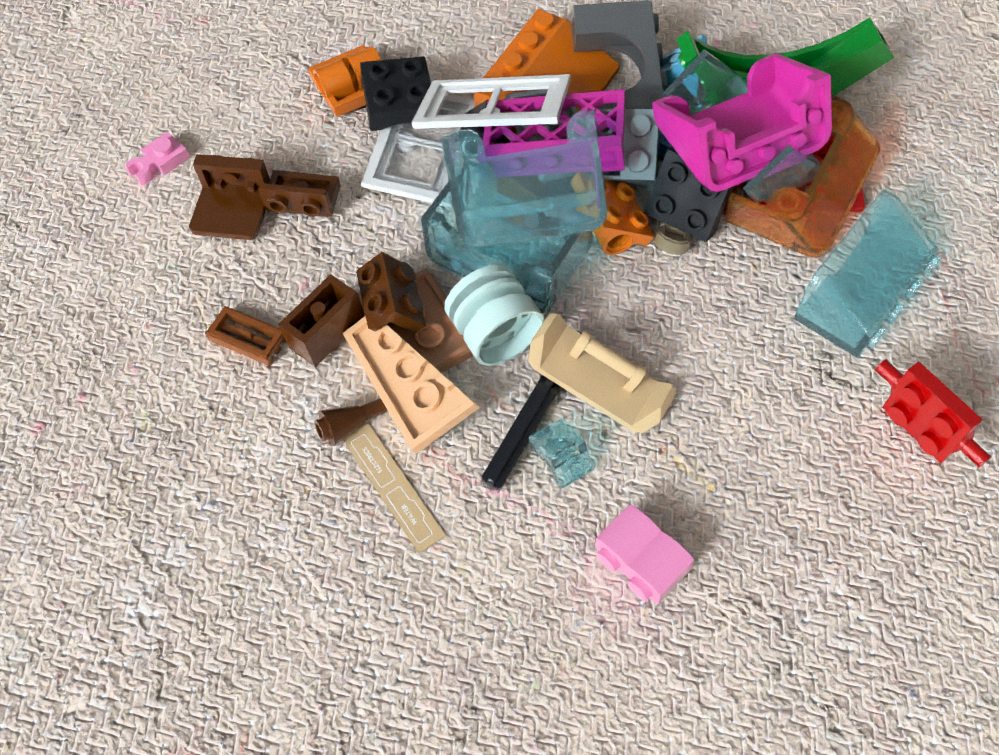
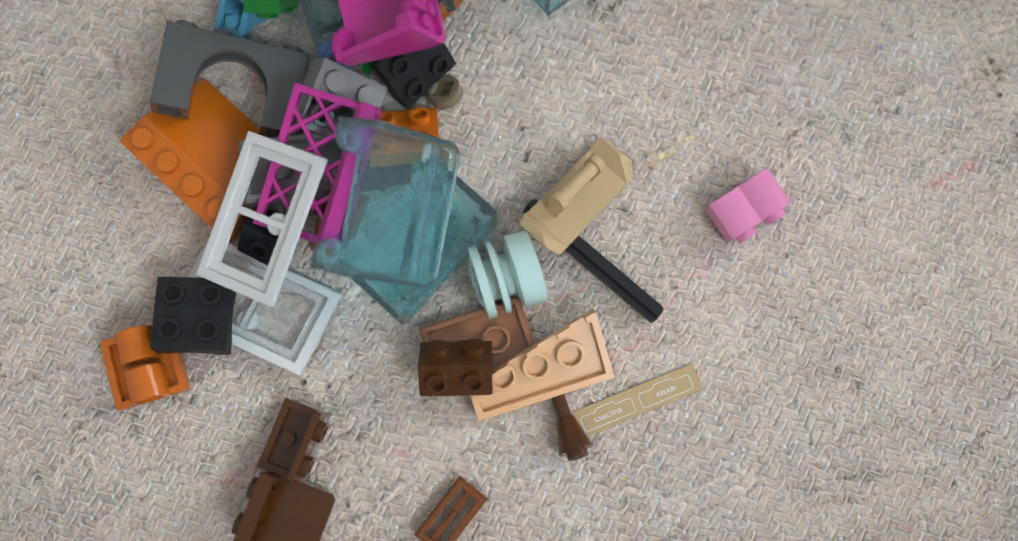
camera: 85 degrees left, 20 degrees up
(320, 319) = (466, 439): reddish brown brick -> none
(562, 451) = (641, 248): clear light blue bracket -> none

